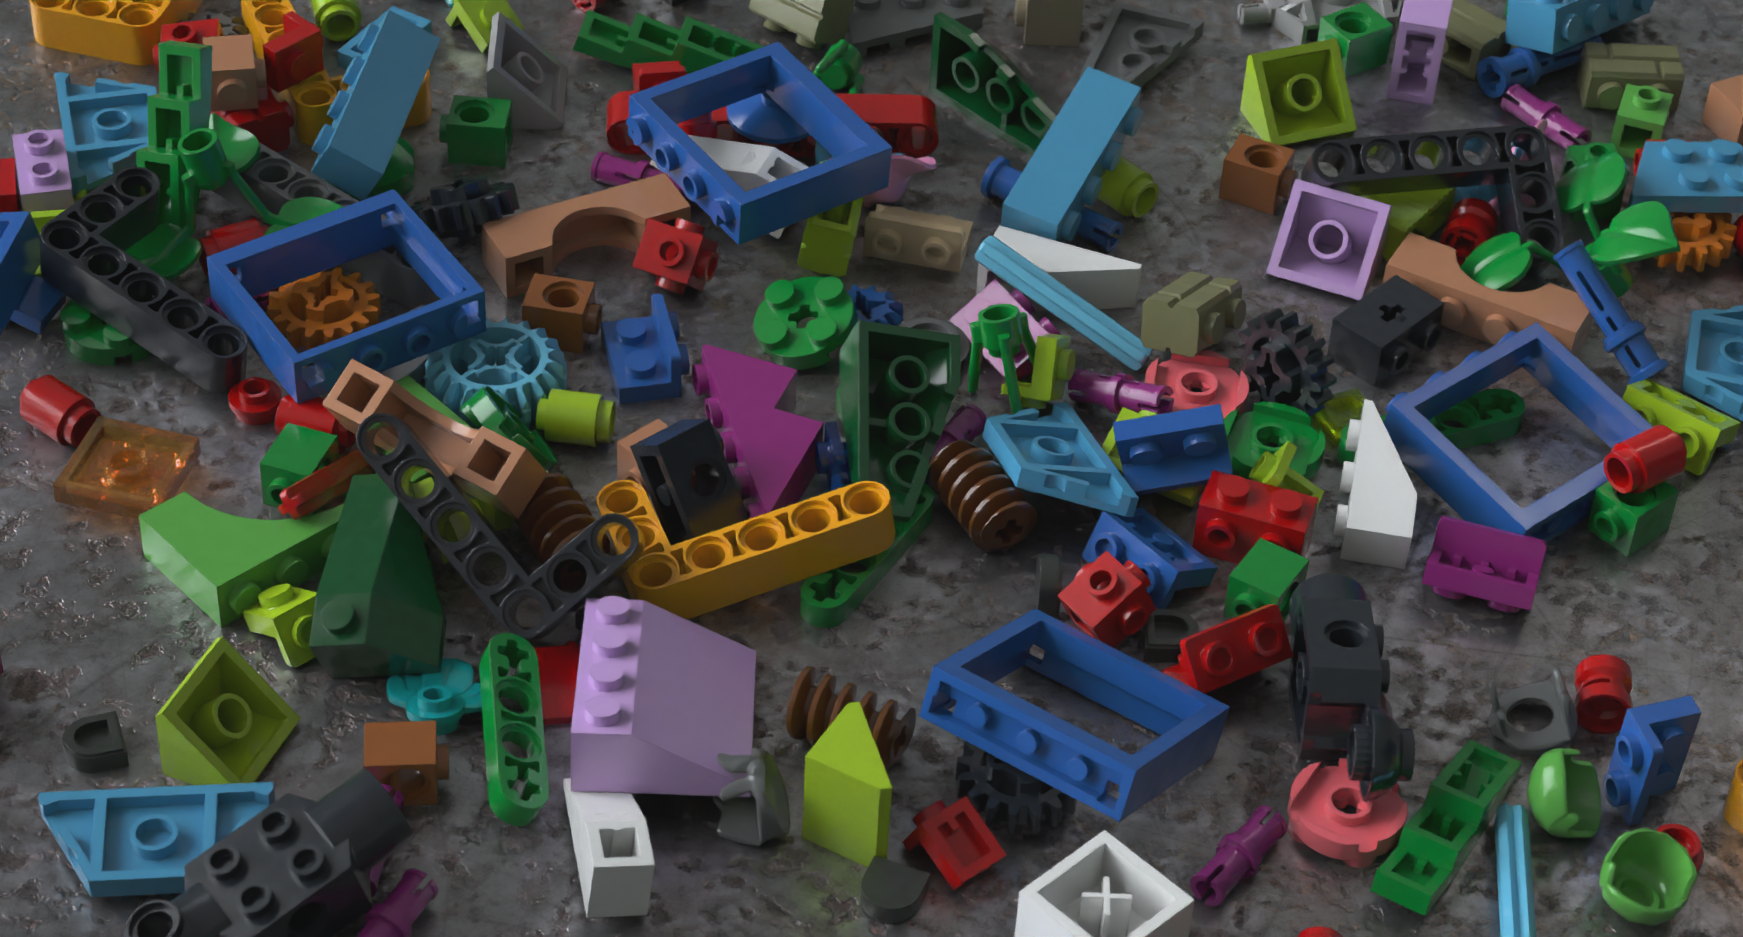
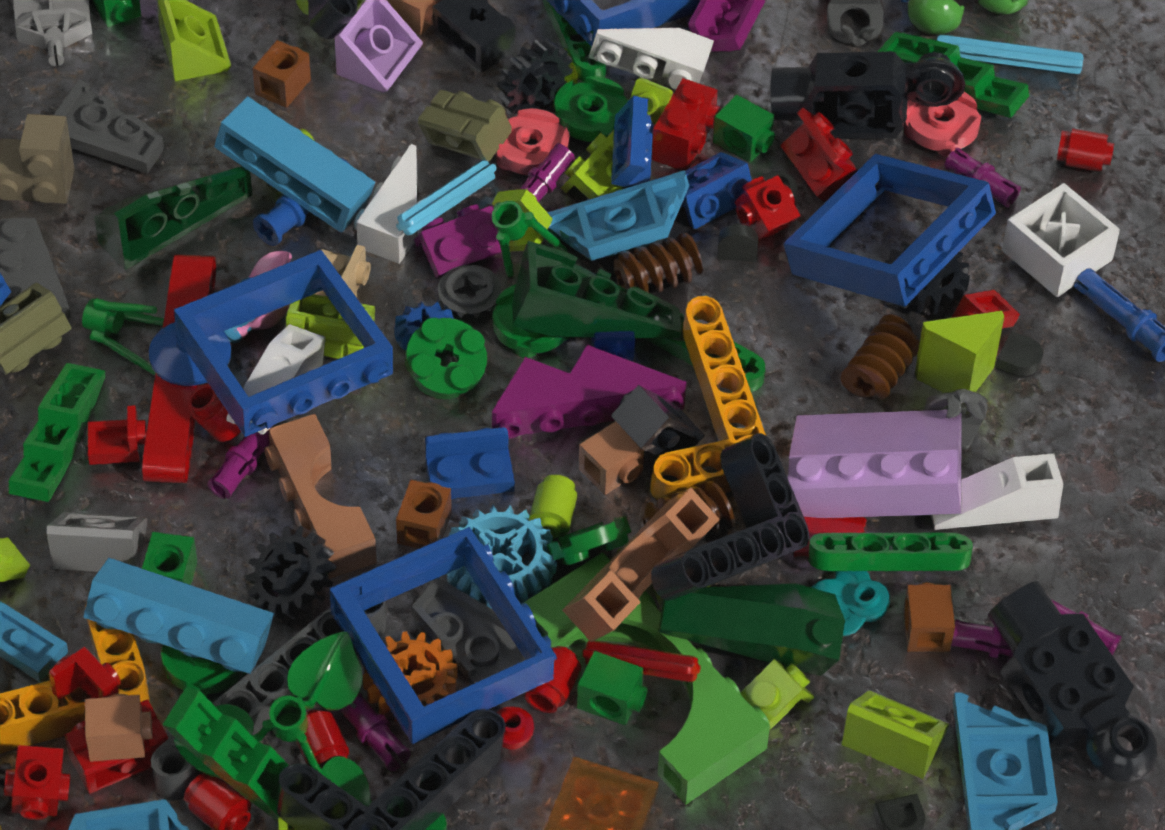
camera: 85 degrees left, 10 degrees up
(677, 255) = (364, 432): red brick -> none

